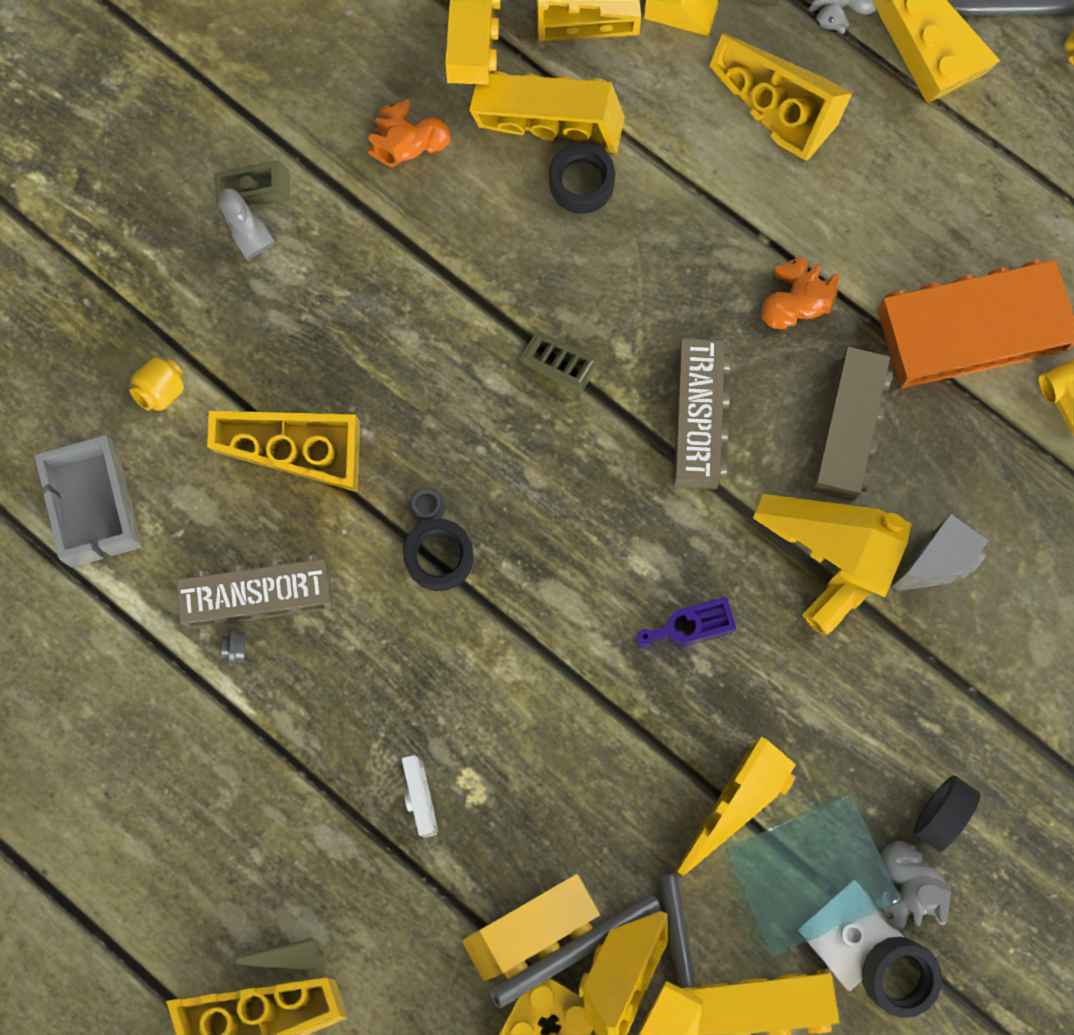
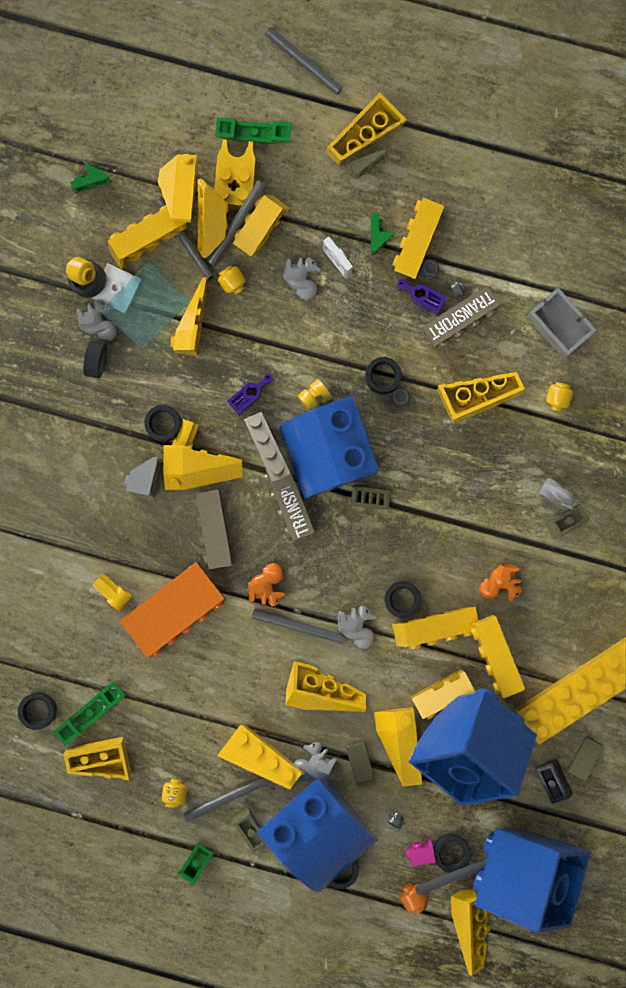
camera: 155 degrees right, 10 degrees up
(254, 768) = (419, 237): none -> yellow wedge
(265, 707) = (429, 268): none -> dark grey plate
(292, 659) = (431, 301): none -> dark purple piece
(332, 801) = (378, 239): none -> green slope
(509, 800) = (297, 276): none -> light grey animal
(576, 569) = (315, 396): none -> yellow wheel
(594, 456) = (328, 448): none -> blue brick
(630, 849) = (232, 279): none -> yellow head
(683, 172) = (352, 626): none -> light grey animal
(701, 503) = (269, 451): none -> brick
(773, 211) = (298, 626): none -> dark grey piece
(884, 624) = (151, 414): none -> black tyre
(913, 990) = (80, 271): none -> yellow head

